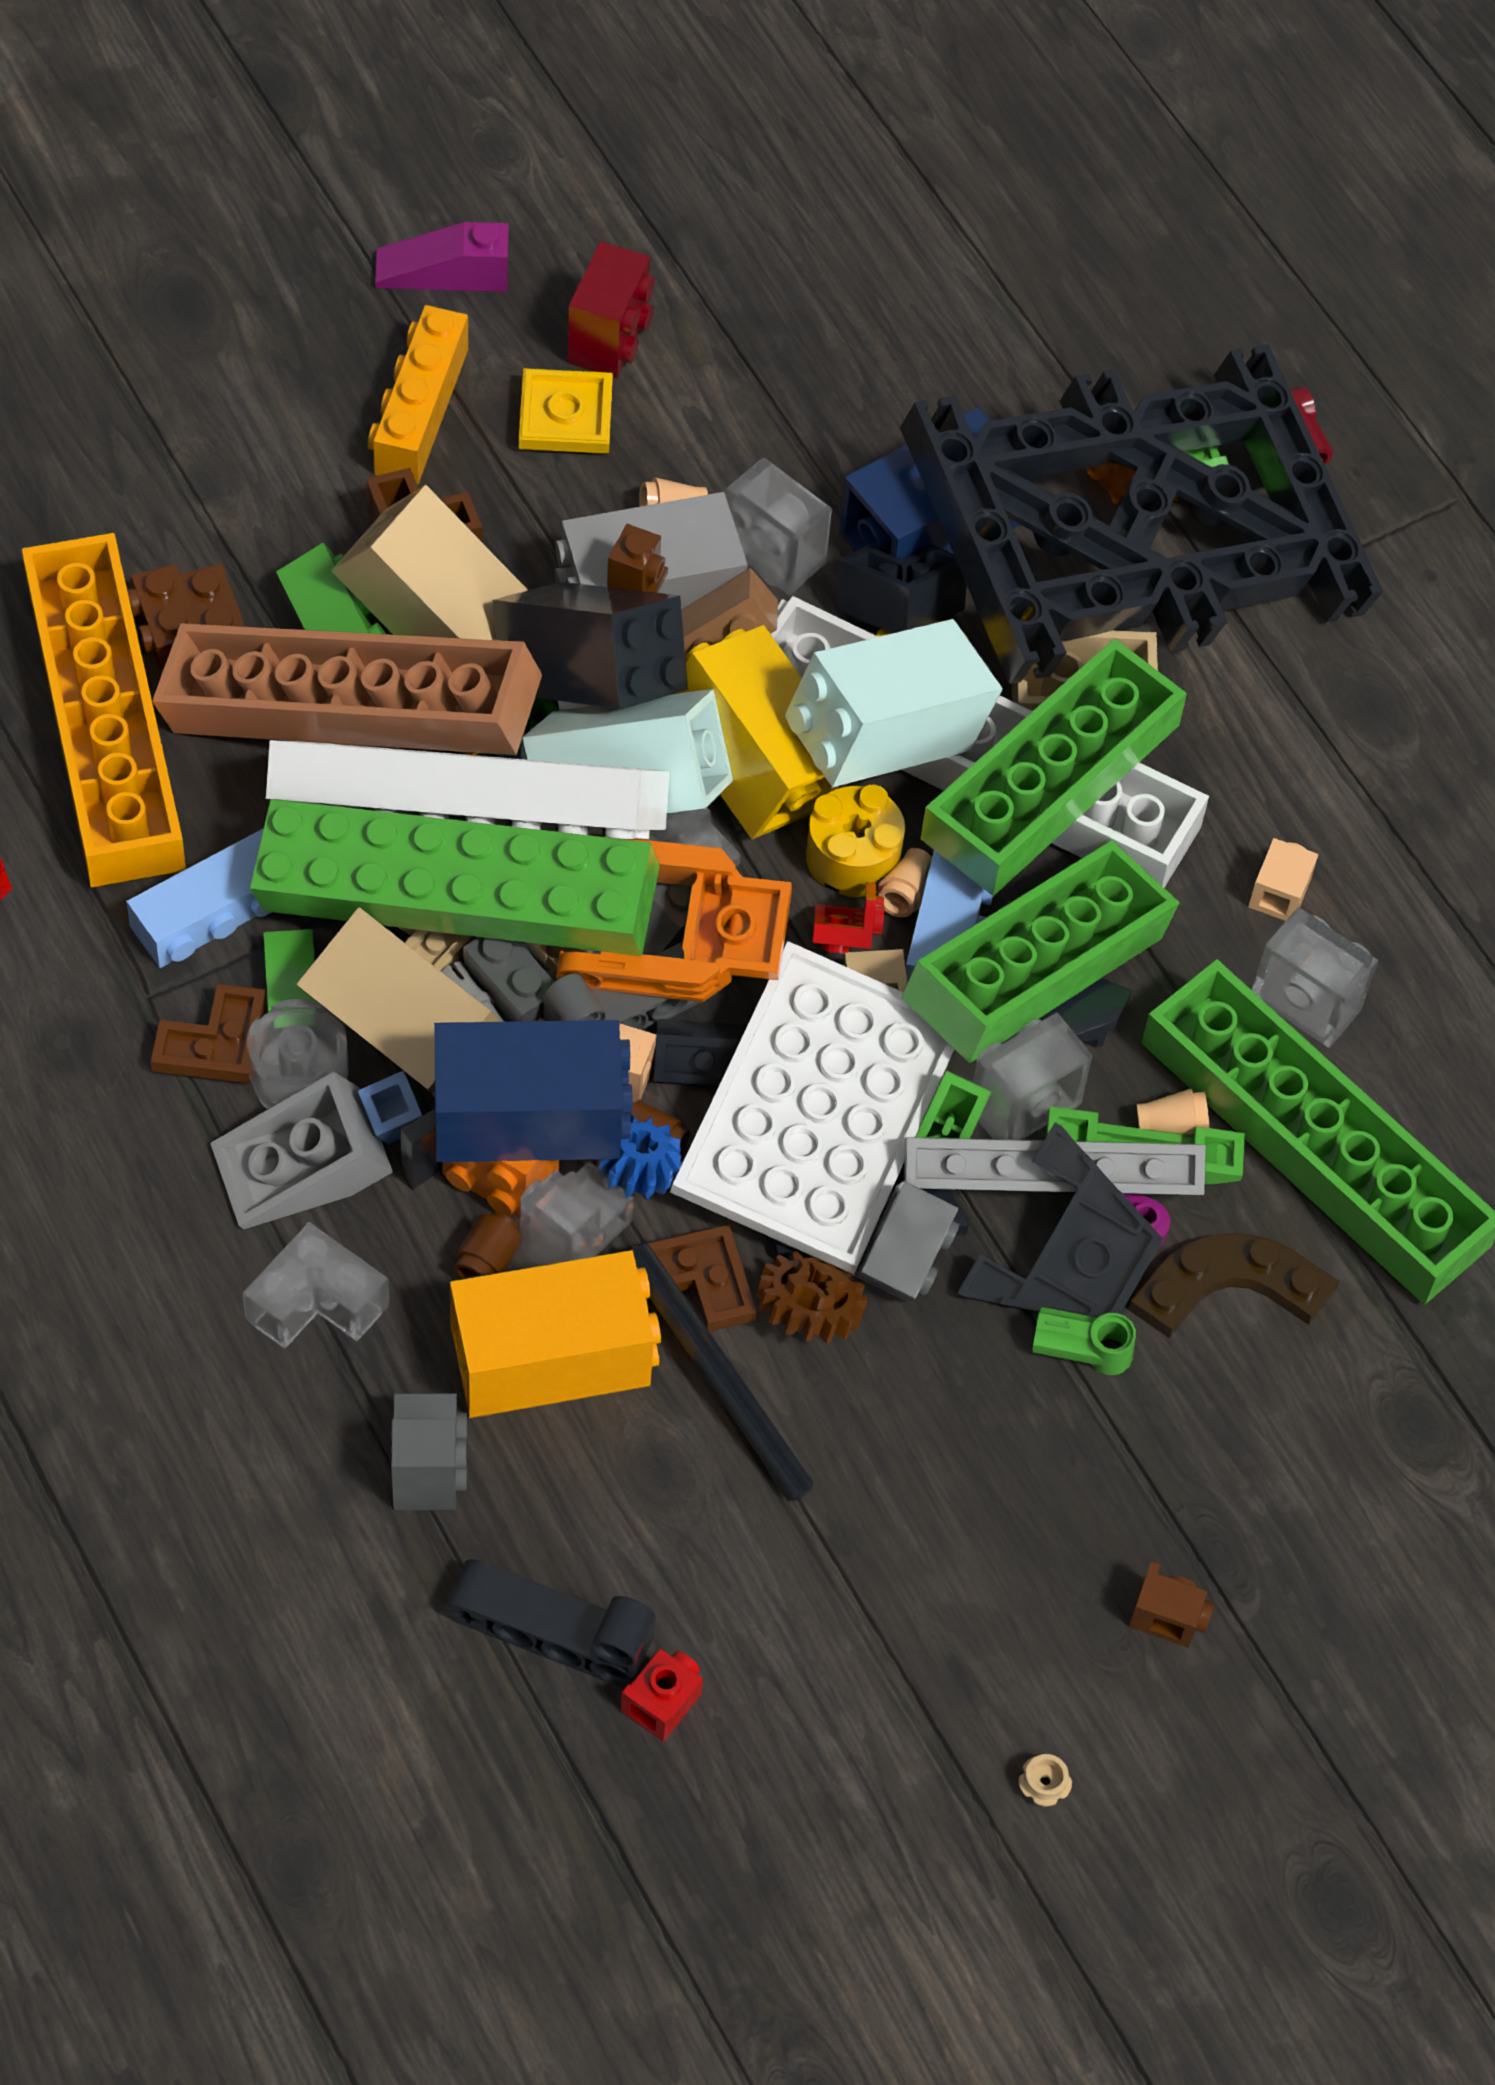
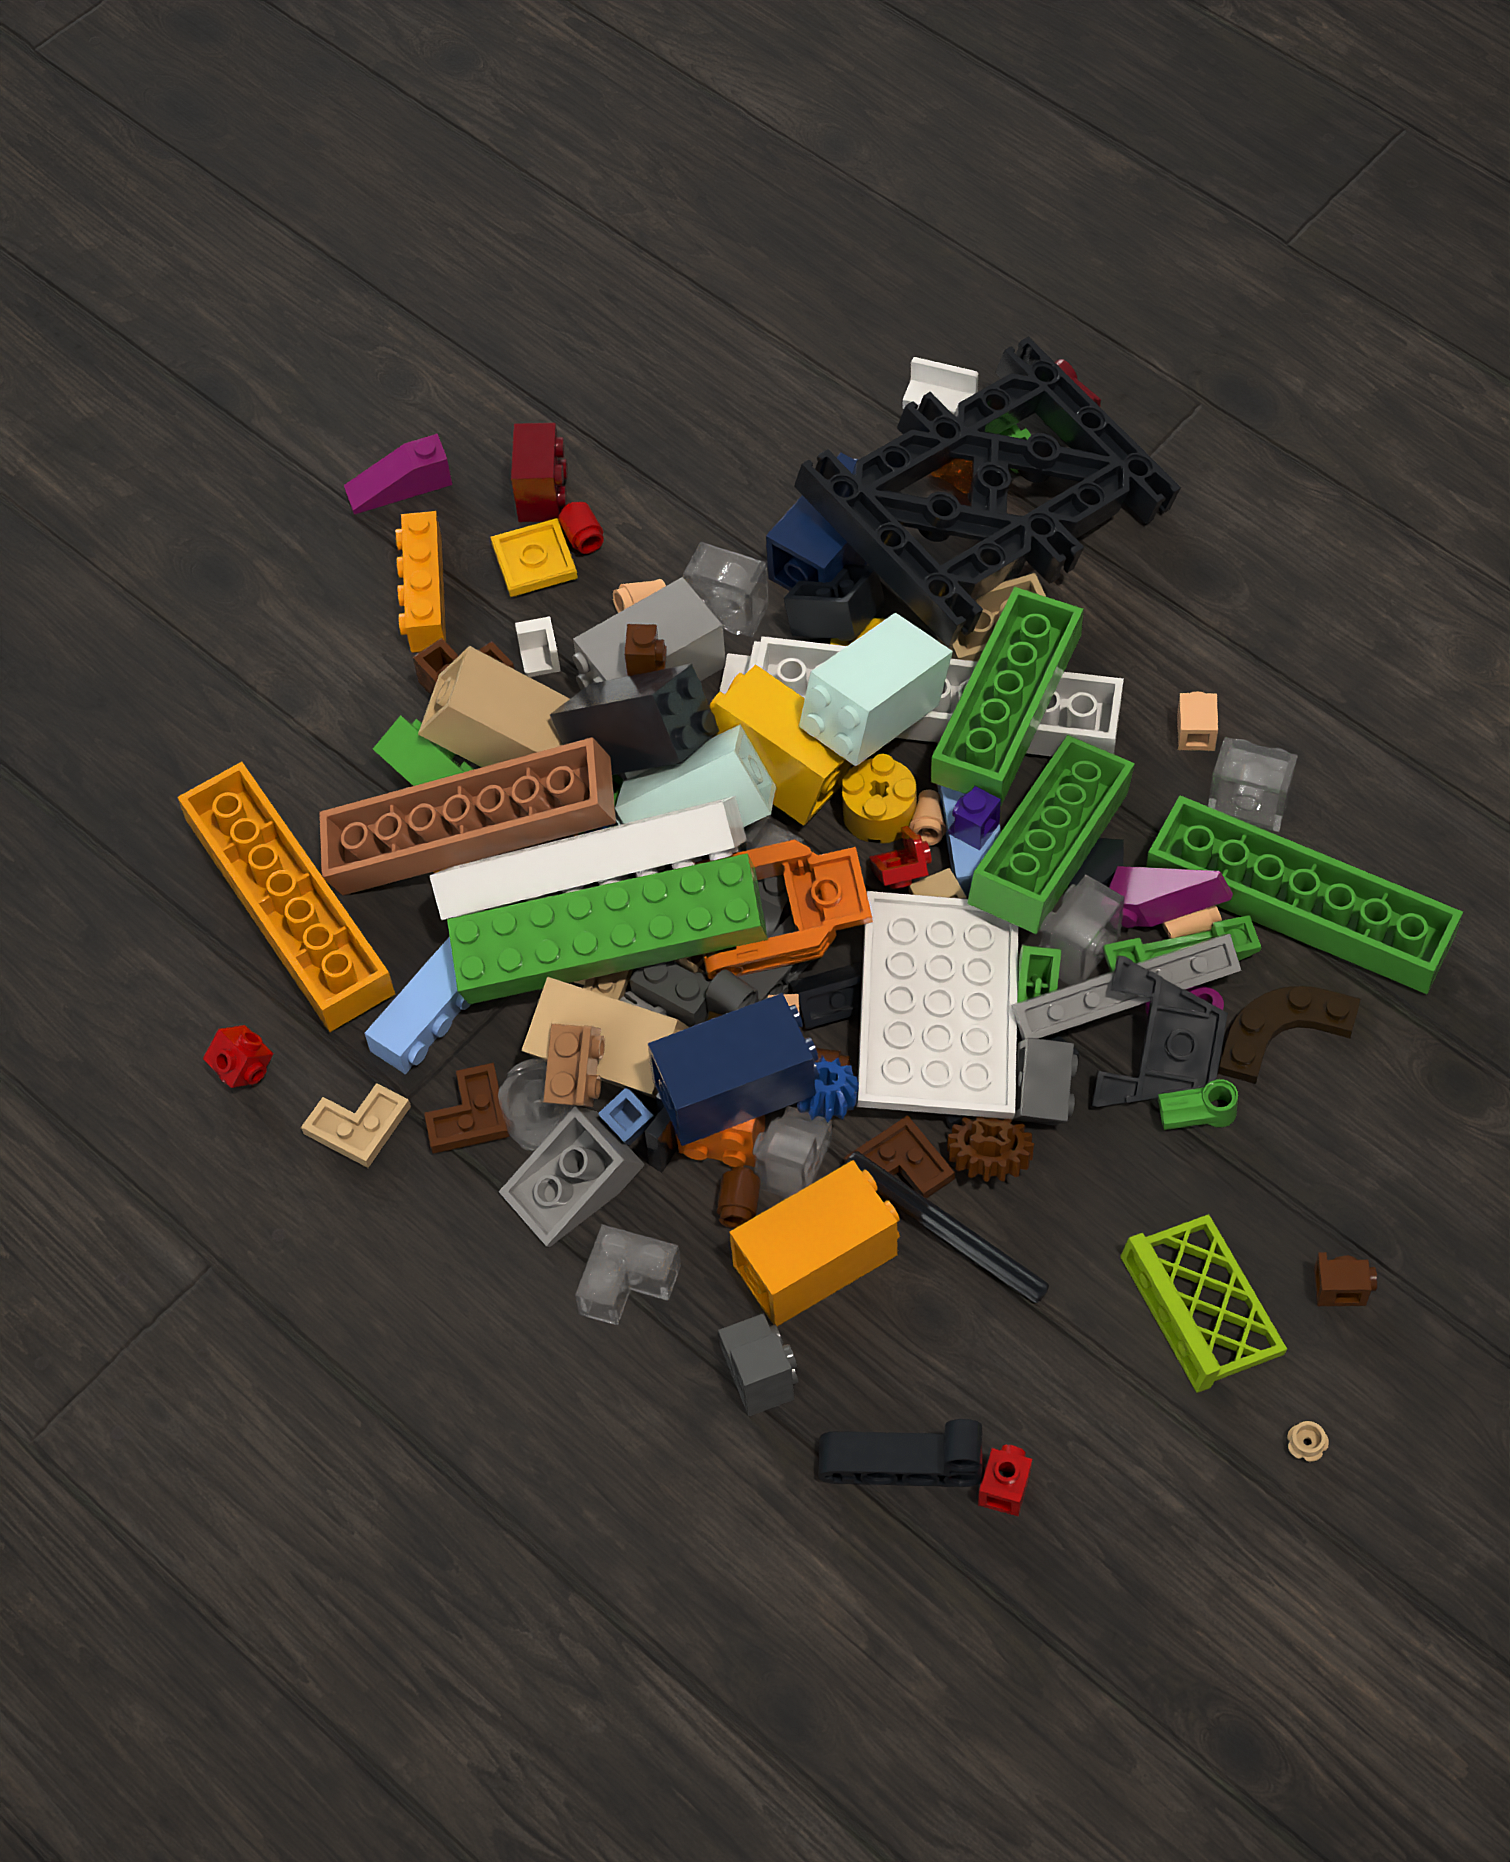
camera: 10 degrees left, 0 degrees up
(74, 1017) = (359, 1133): none -> tan plate
(171, 598) = (304, 796): reddish brown plate -> none
(287, 960) = (503, 1039): bright green slope -> none
(348, 1022) = (573, 1065): none -> medium nougat bracket
(525, 518) = (537, 647): none -> white panel
(637, 394) = (581, 527): none -> red brick
(734, 605) = (723, 661): medium nougat brick -> none
(948, 1578) = (1170, 1308): none -> lime fence
(952, 892) = (975, 817): none -> dark purple brick
(1142, 366) = (945, 381): none -> white panel
(1146, 1071) = (1166, 894): none -> magenta slope

